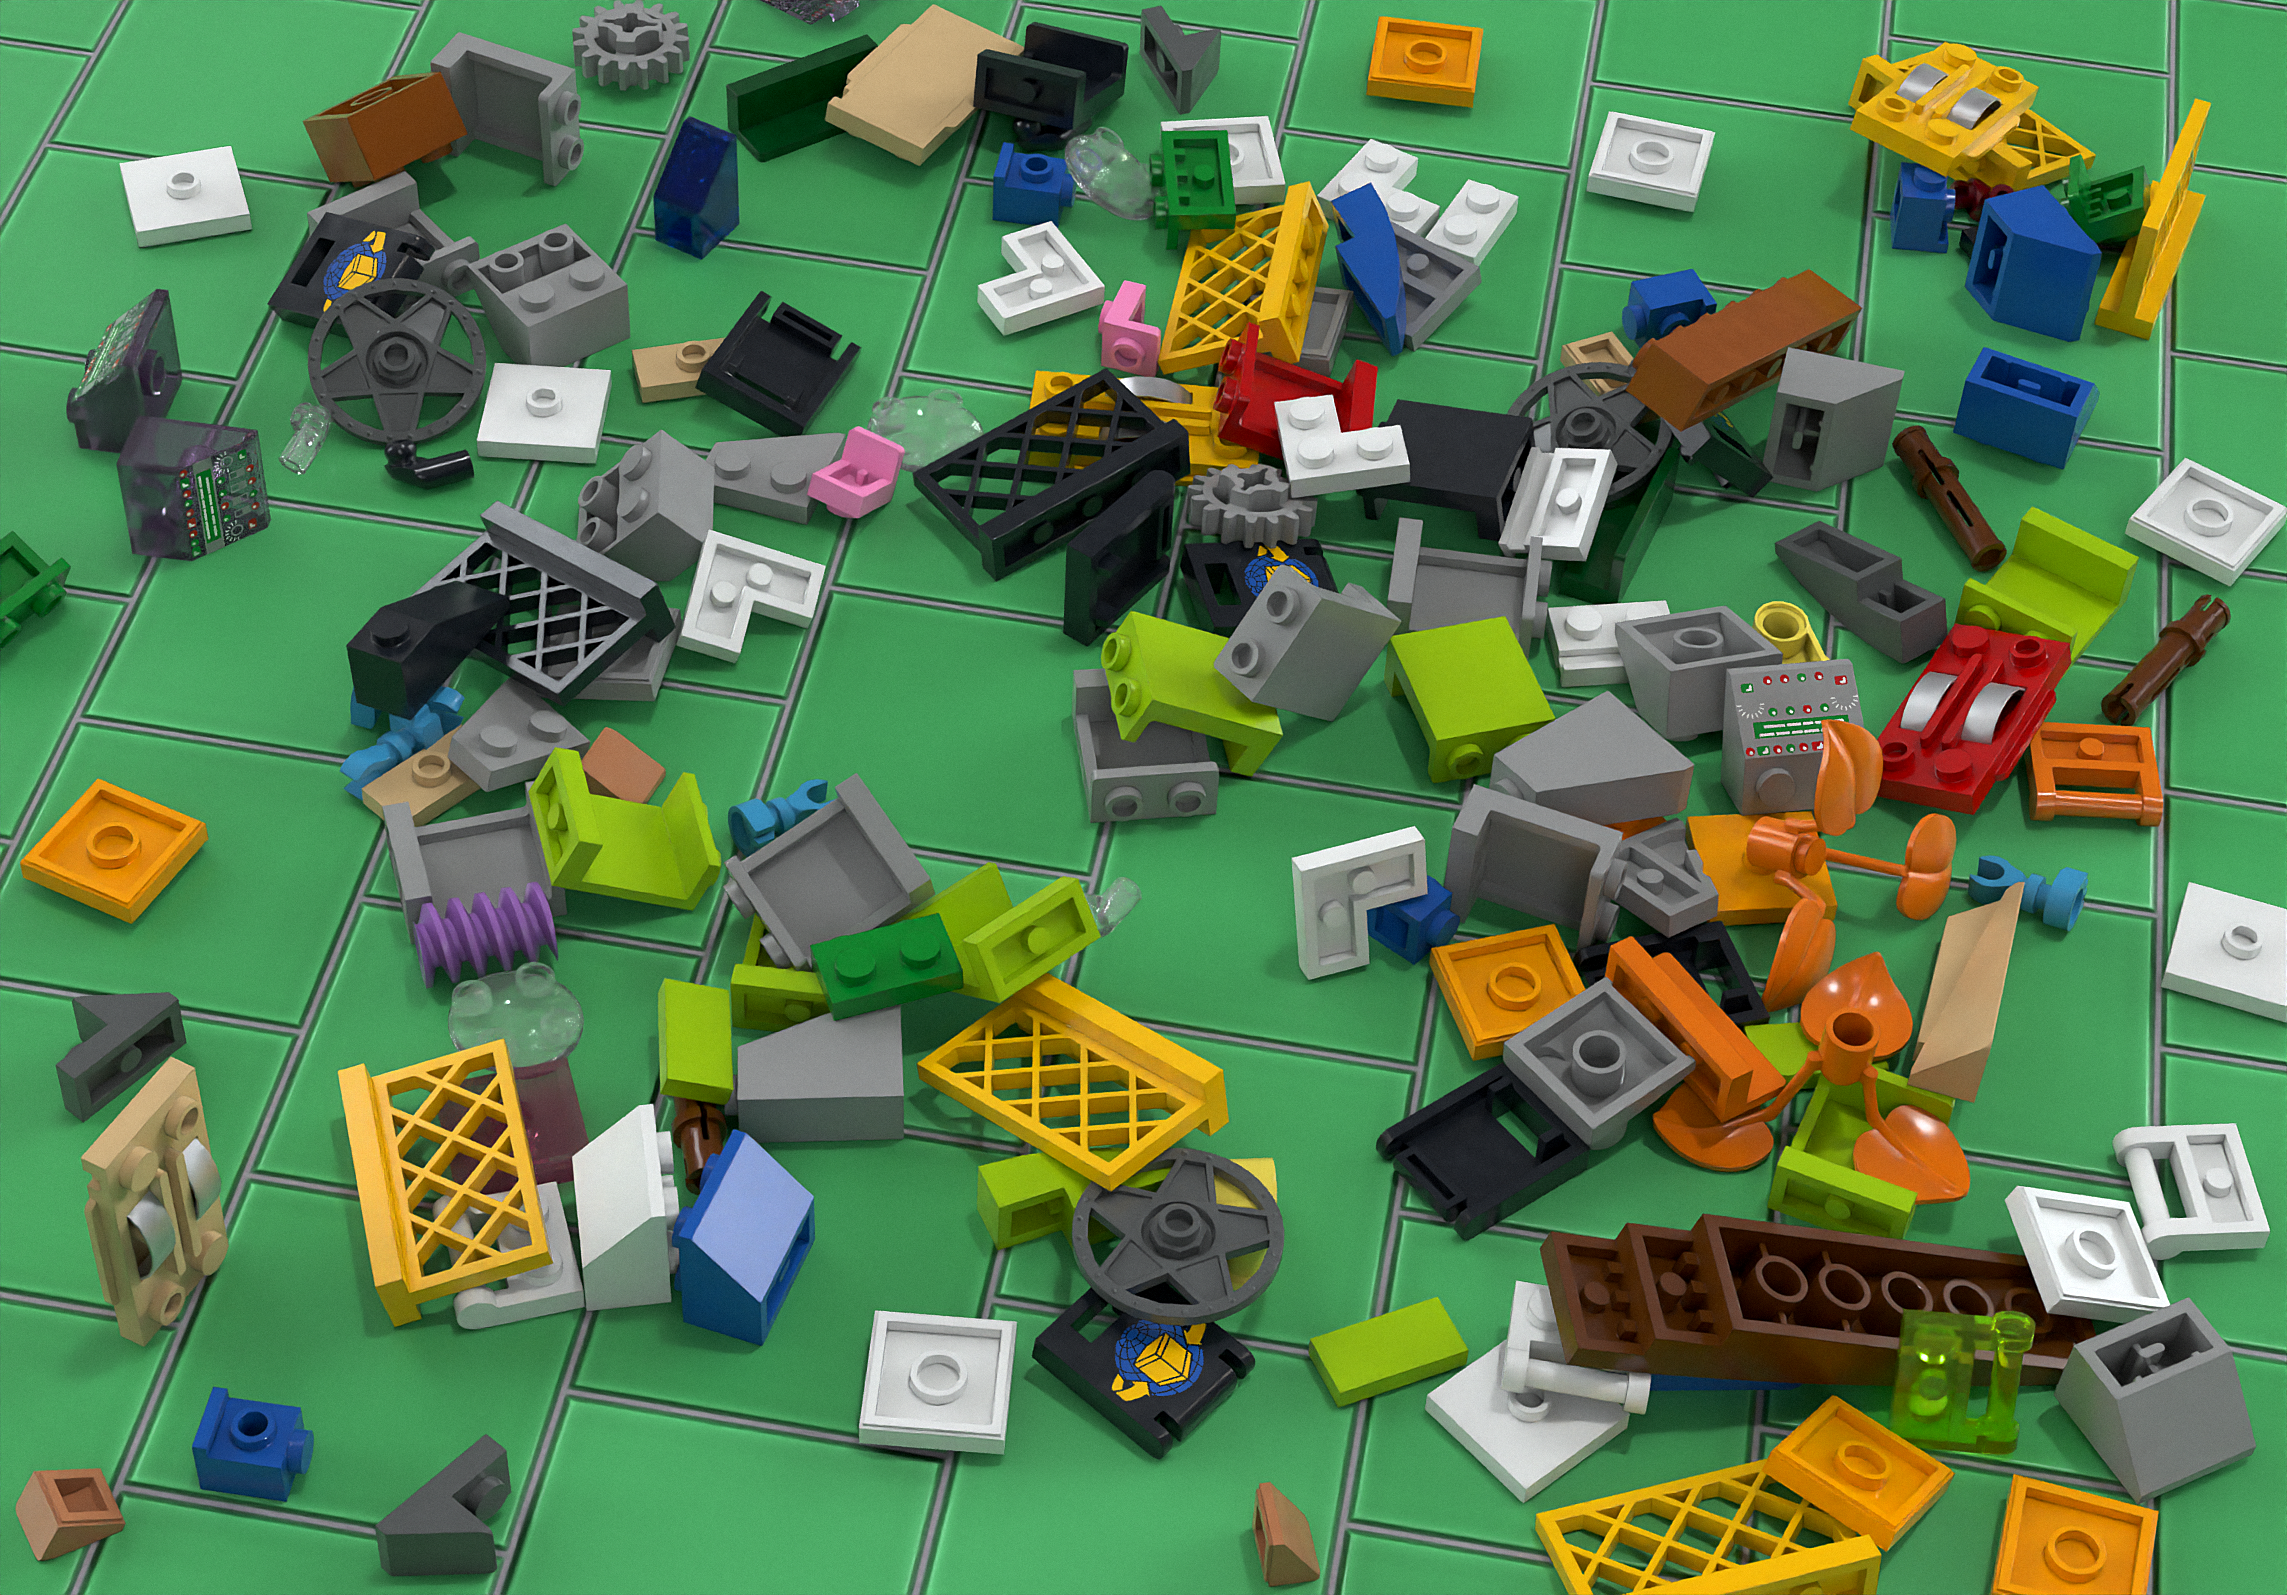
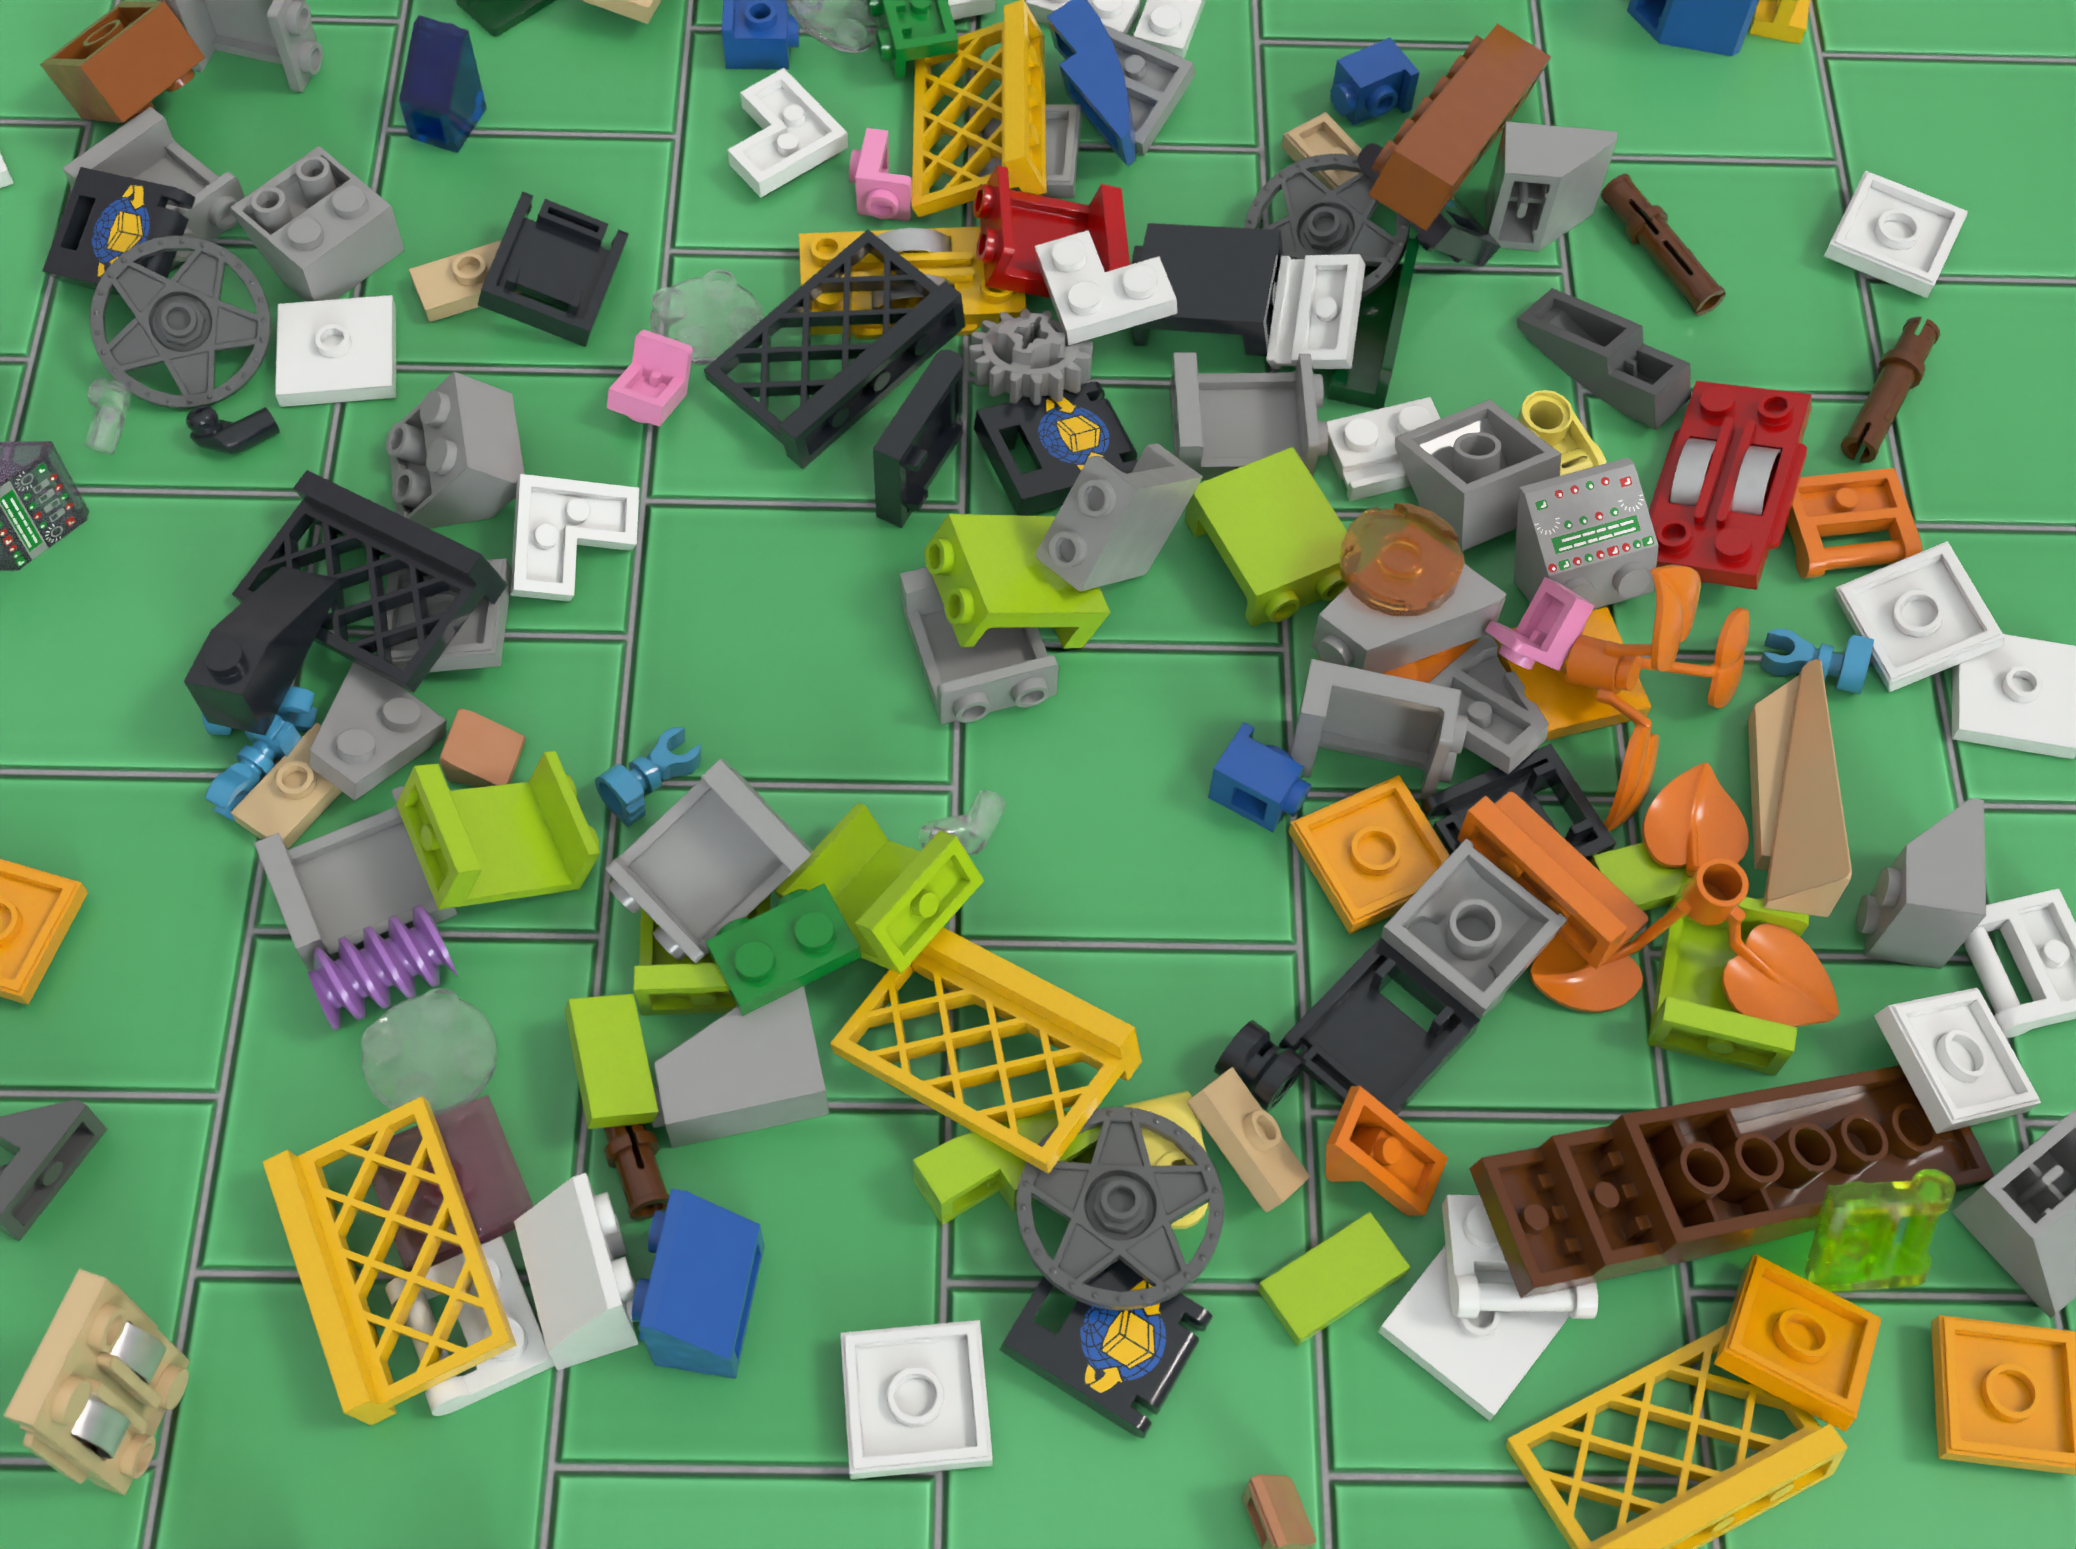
camera: 10 degrees left, 15 degrees up
(773, 473) = (569, 384): light grey wing -> none
(1324, 1208) = (1249, 1139): none -> tan plate
(1340, 885) = (1198, 787): white plate -> none
(1354, 1155) = (1261, 1064): none -> black wheel
(1451, 1229) = (1383, 1153): none -> orange slope
(1589, 717) = (1401, 560): none -> clear orange tile
(1735, 808) = (1547, 628): none -> bright pink bracket
(2024, 408) = (1715, 141): blue slope -> none
(2052, 585) = (1772, 327): lime panel -> none
(2081, 1095) = (1929, 893): none -> light grey slope
(2145, 865) = (1920, 616): none -> white plate

